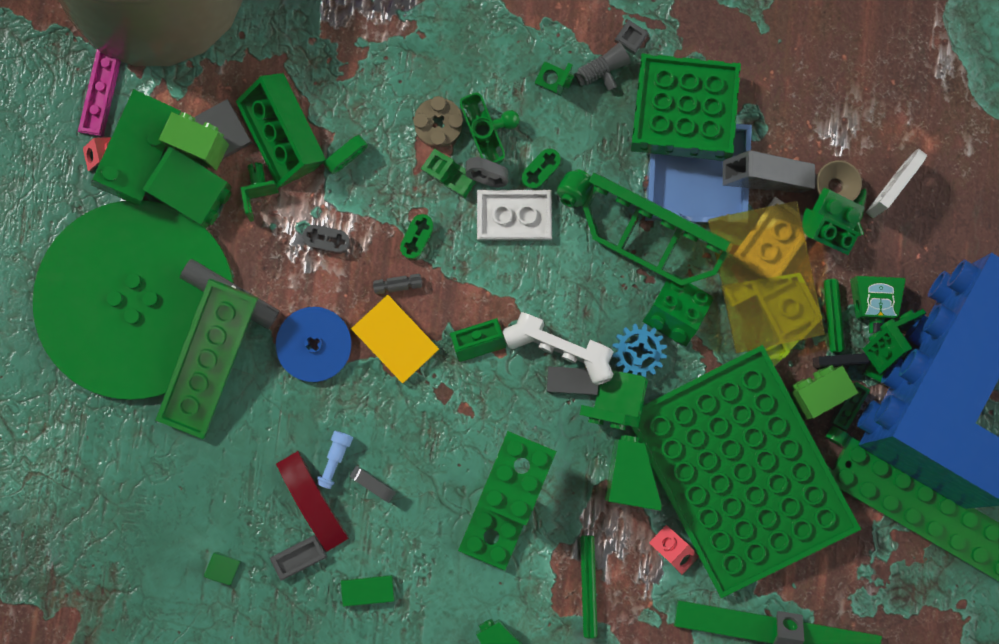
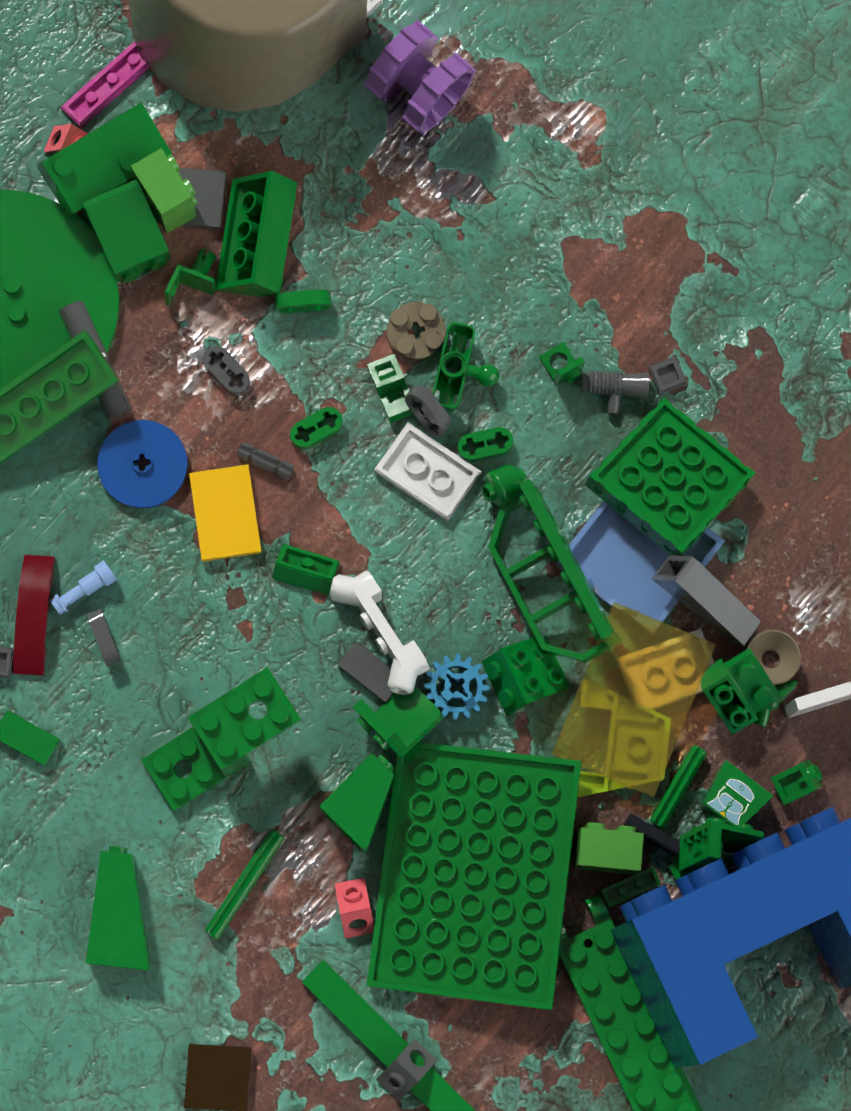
camera: 30 degrees right, 5 degrees down
(912, 257) = (797, 781): none -> green bracket

